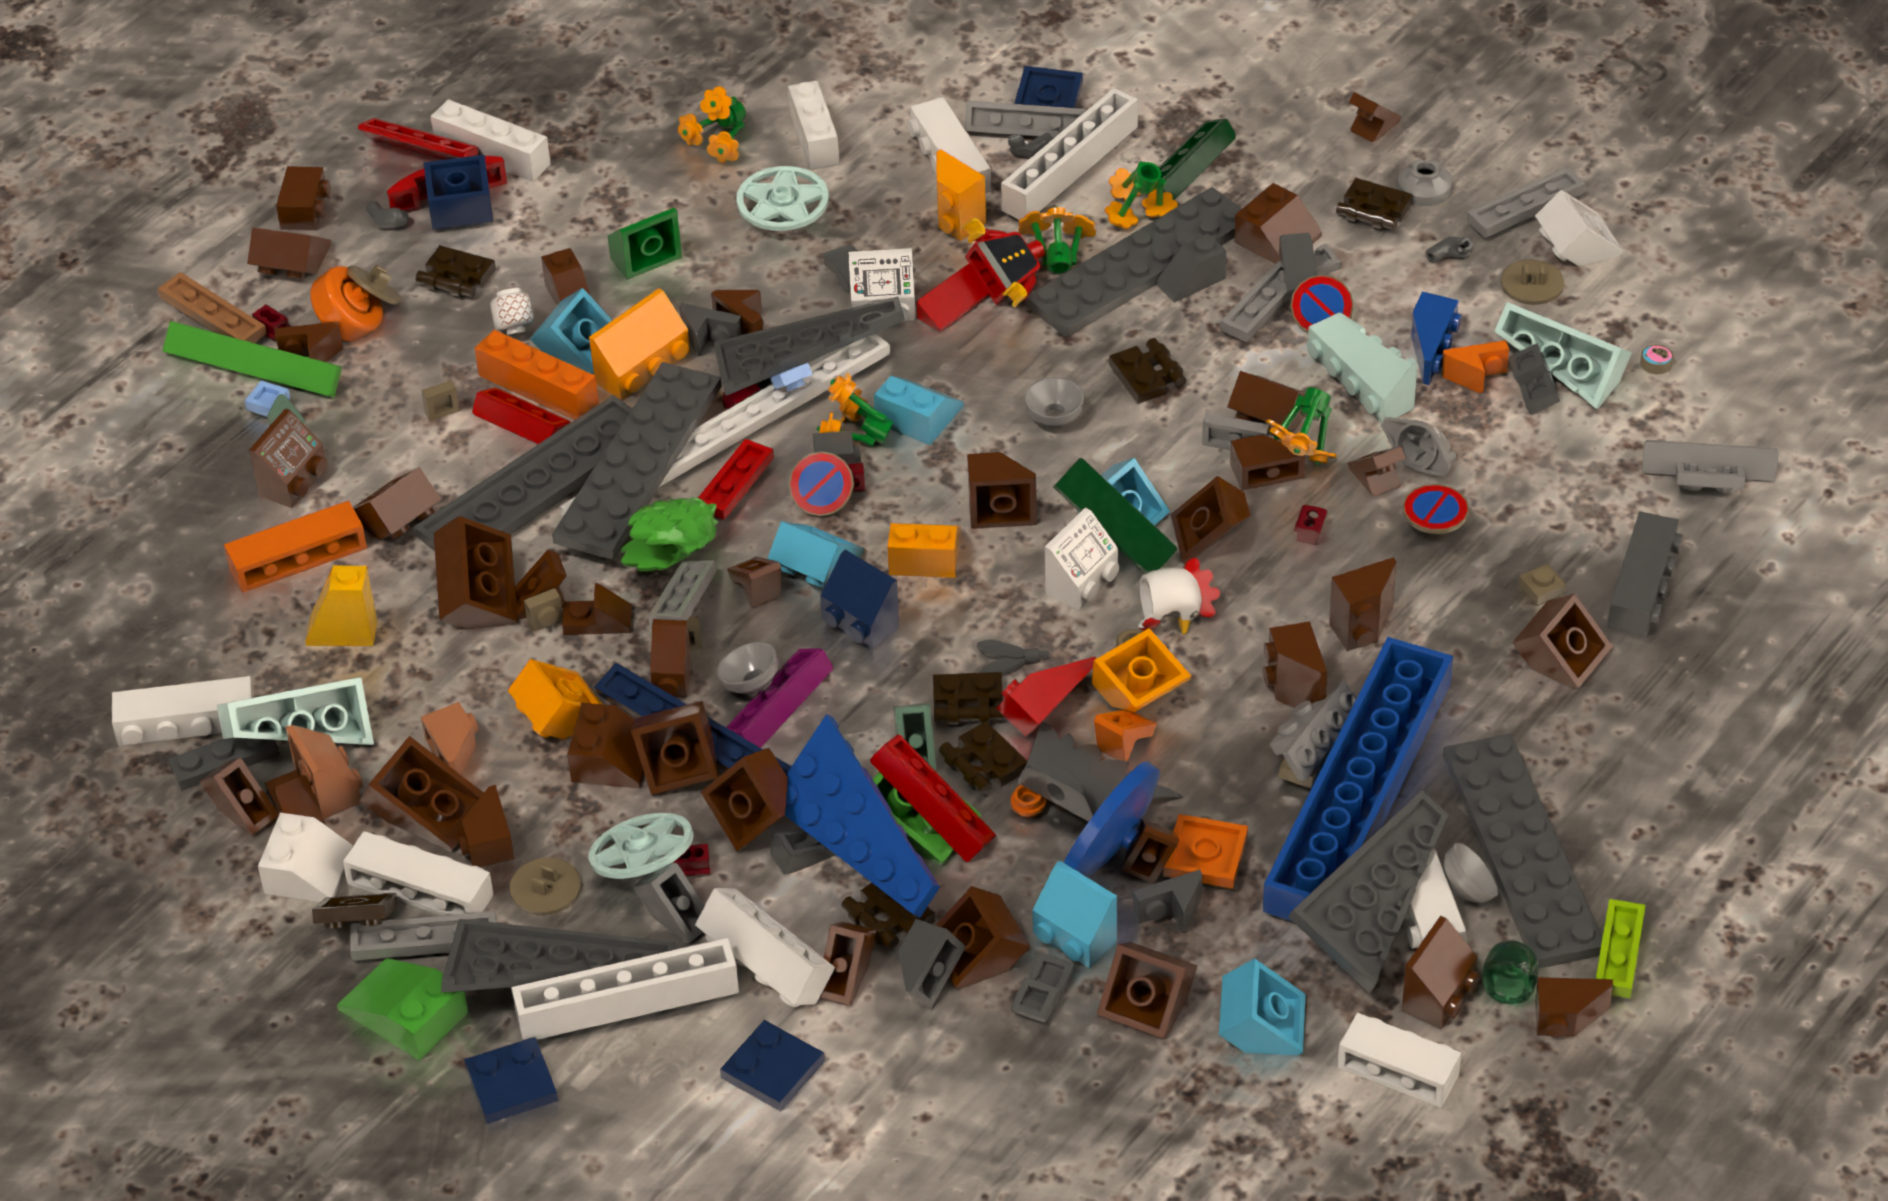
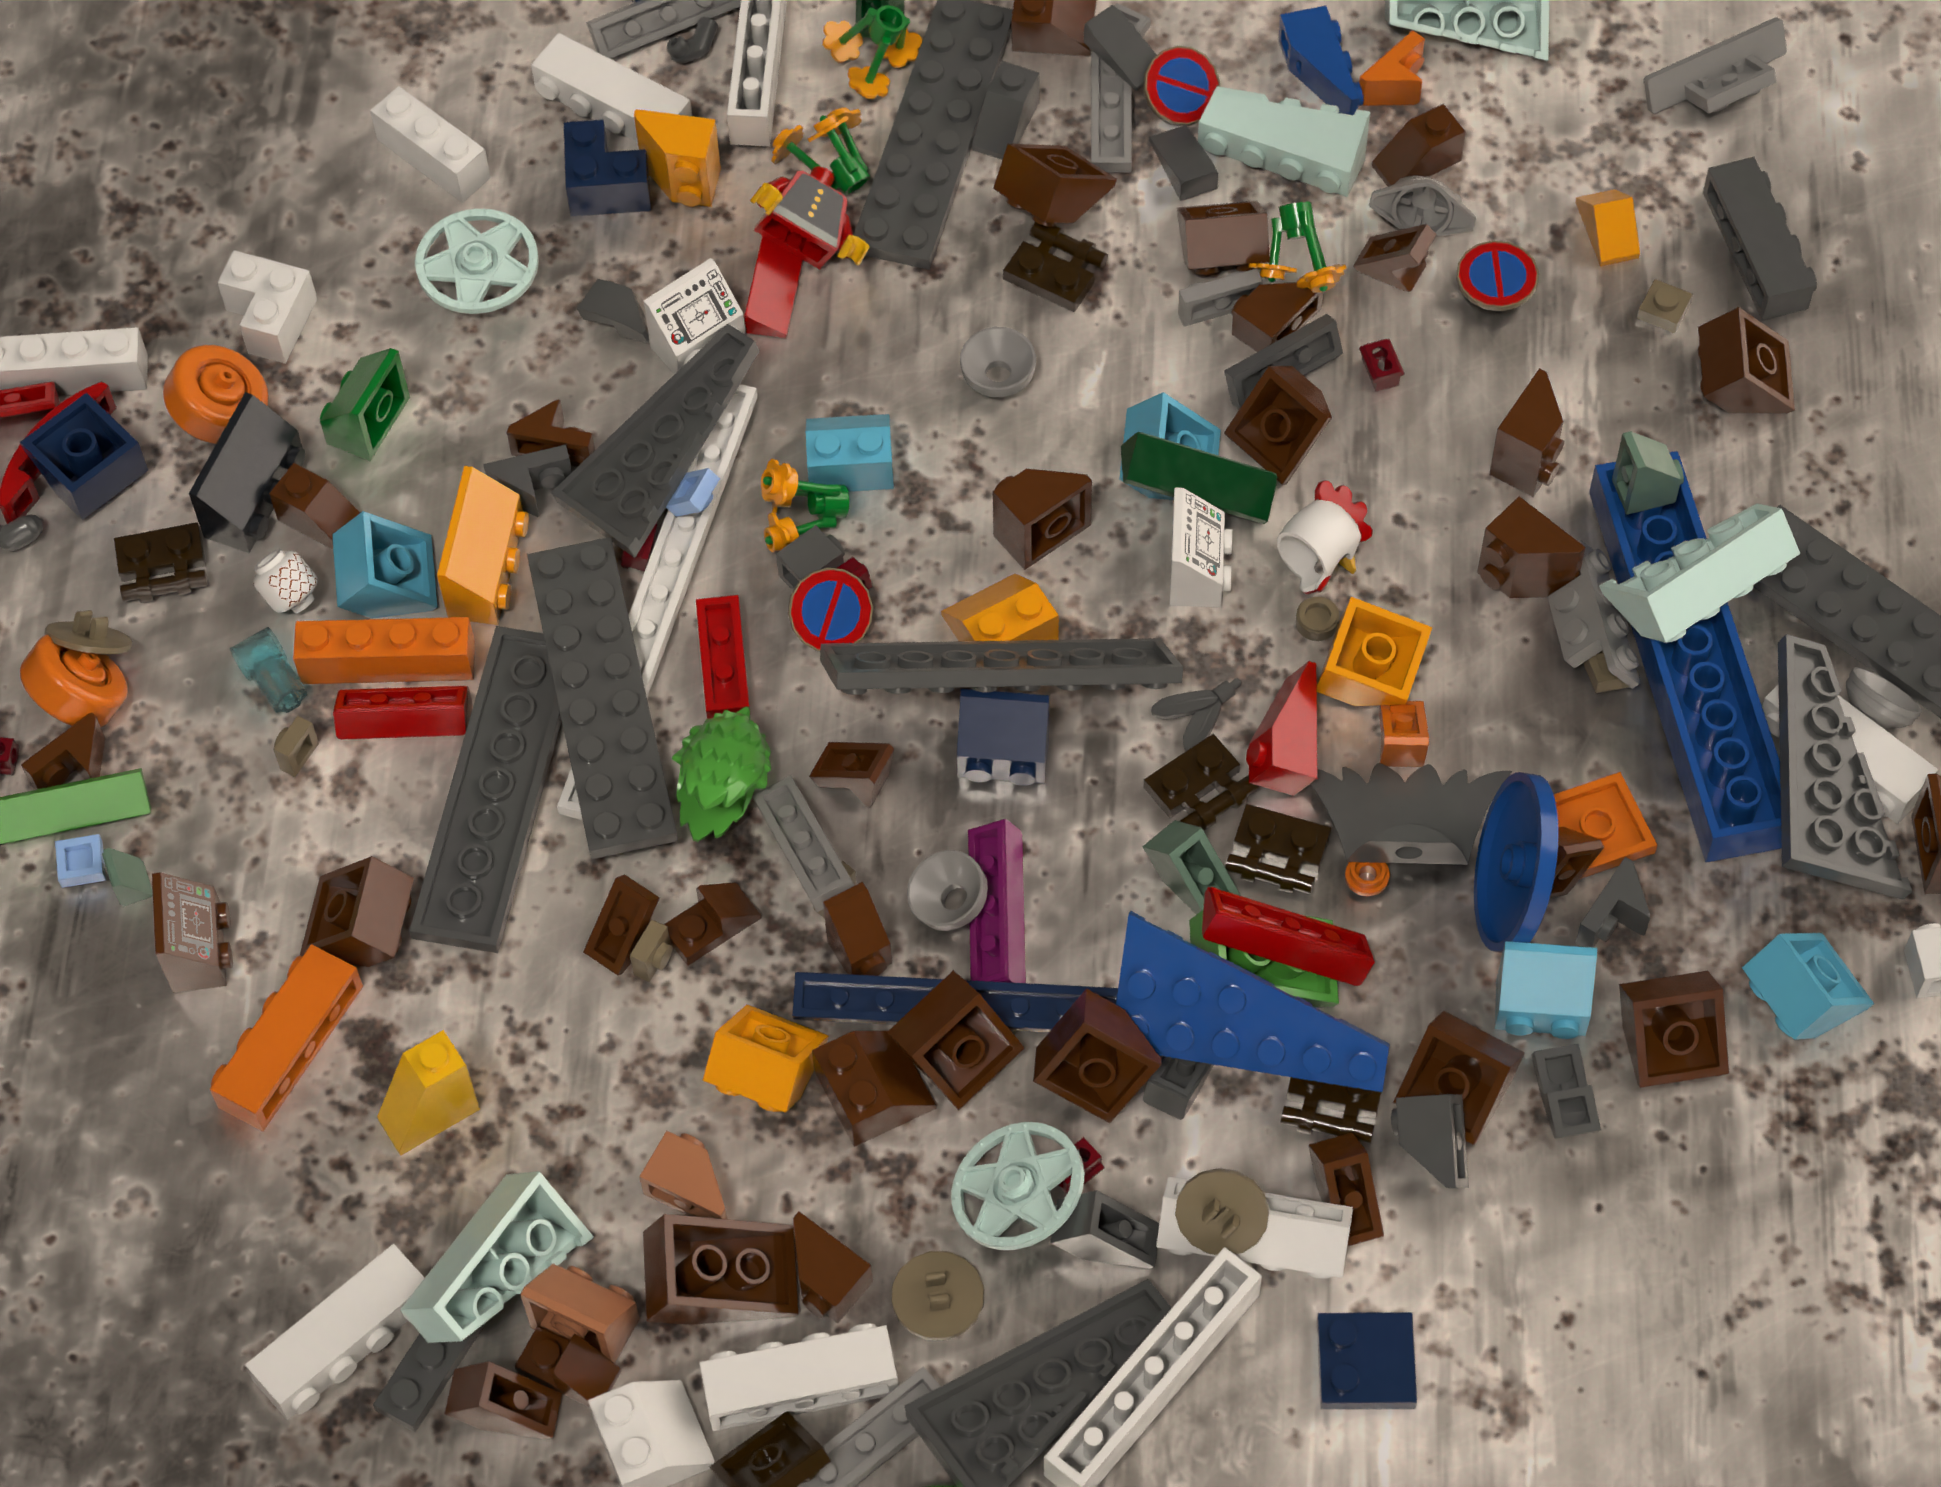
camera: 35 degrees left, 15 degrees up
(461, 355) = (266, 664): none -> clear light blue piece
(474, 575) = (541, 956): reddish brown slope -> none
(536, 232) = (241, 472): none -> black slope
(562, 195) = (208, 387): none -> orange wheel
(640, 165) = (273, 302): none -> white brick
(720, 109) = (317, 181): light orange plant -> none
(742, 915) = (1222, 1211): none -> dark tan piece
(809, 551) = (890, 715): medium azure slope -> none
(894, 556) = (1000, 664): none -> dark grey plate
(901, 186) = (600, 179): none -> dark blue brick
(1181, 317) = (1051, 182): none -> reddish brown slope
(1260, 488) = (1302, 349): none -> dark grey plate
(1287, 353) = (1185, 162): none -> dark grey slope
(1397, 726) = (1704, 573): none -> light aqua wedge
(1407, 647) = (1645, 473): none -> sand green slope
(1455, 412) = (1422, 147): none -> reddish brown slope
(1534, 379) = (1468, 60): dark grey slope -> none
(1545, 521) = (1610, 225): none -> light orange slope

